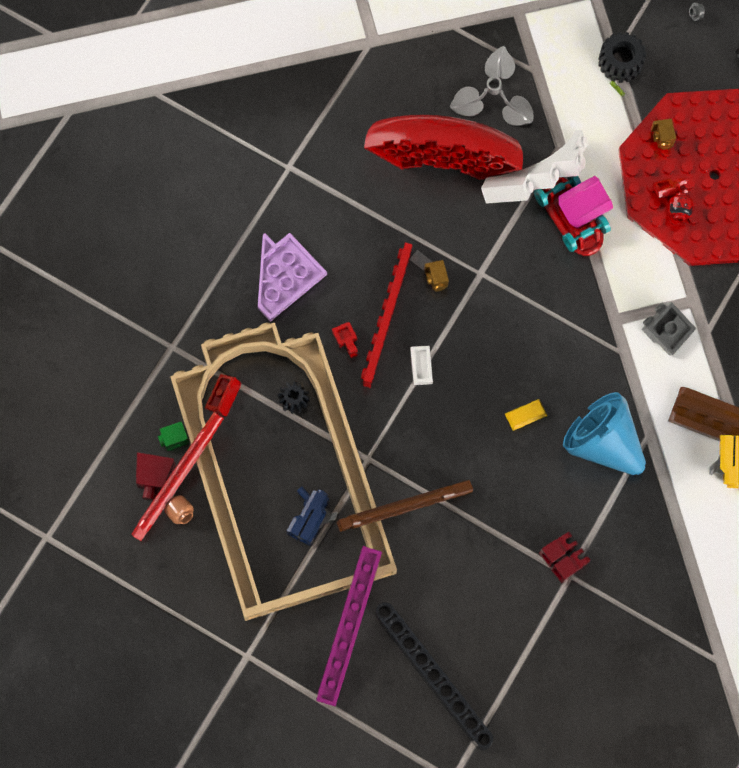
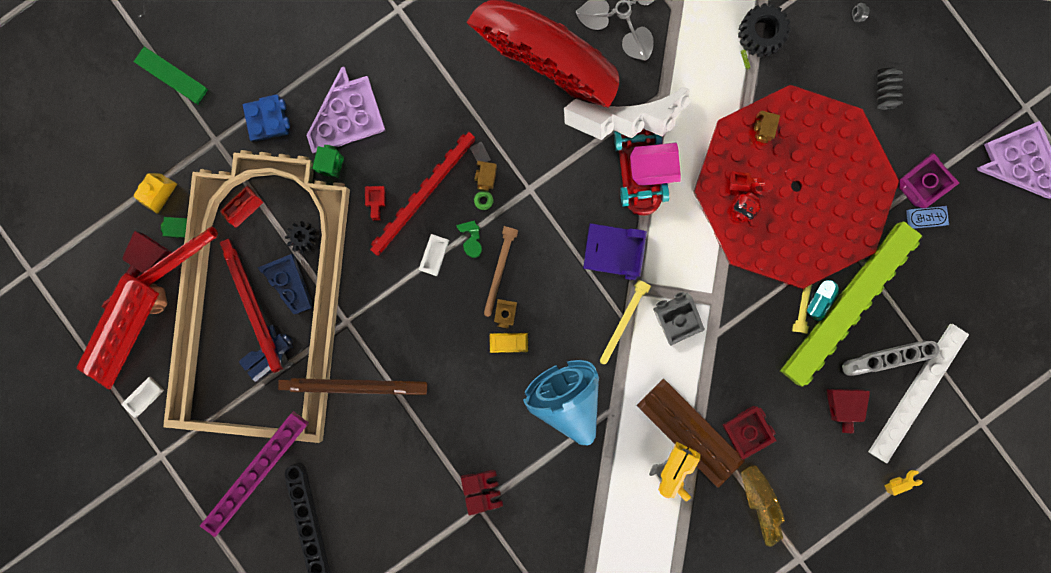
camera: 30 degrees right, 15 degrees up
(106, 305) = (171, 75): none -> green tile
(139, 411) = (154, 191): none -> yellow torso
(160, 550) = (117, 330): none -> red plate
(206, 607) = (142, 397): none -> white tile
(212, 307) = (266, 118): none -> blue plate
(276, 475) = (251, 305): none -> red piece
(290, 319) = (328, 161): none -> green brick
(299, 443) = (288, 281): none -> dark blue wing
(444, 293) = (481, 194): none -> bright green plate
(454, 341) = (471, 246): none -> green leg
(482, 318) = (509, 235): none -> medium nougat piece
(509, 380) = (508, 306): none -> pearl gold brick
(585, 293) = (617, 252): none -> dark purple door
(622, 316) = (641, 289): none -> light yellow piece

